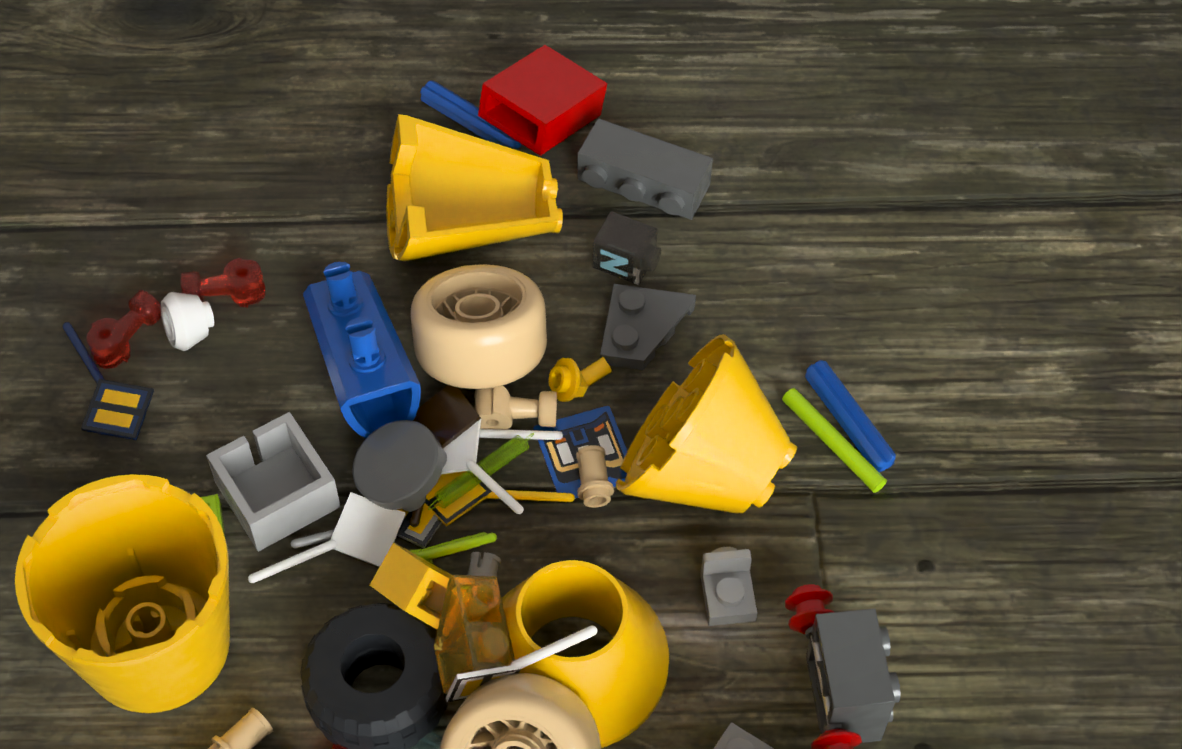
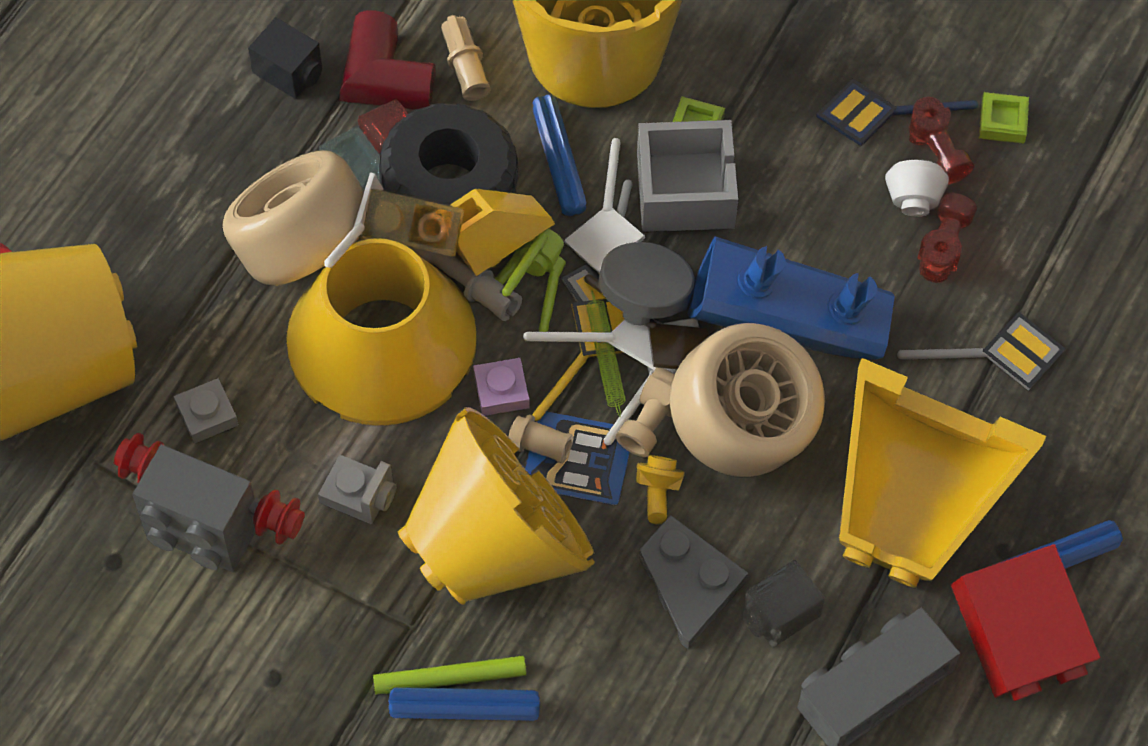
camera: 120 degrees right, 5 degrees up
(69, 301) = (1004, 117): none -> lime tile
(294, 613) = (559, 155): none -> blue axle
(302, 206) = (1017, 349): none -> piece
(560, 535) = (501, 386): none -> lavender plate

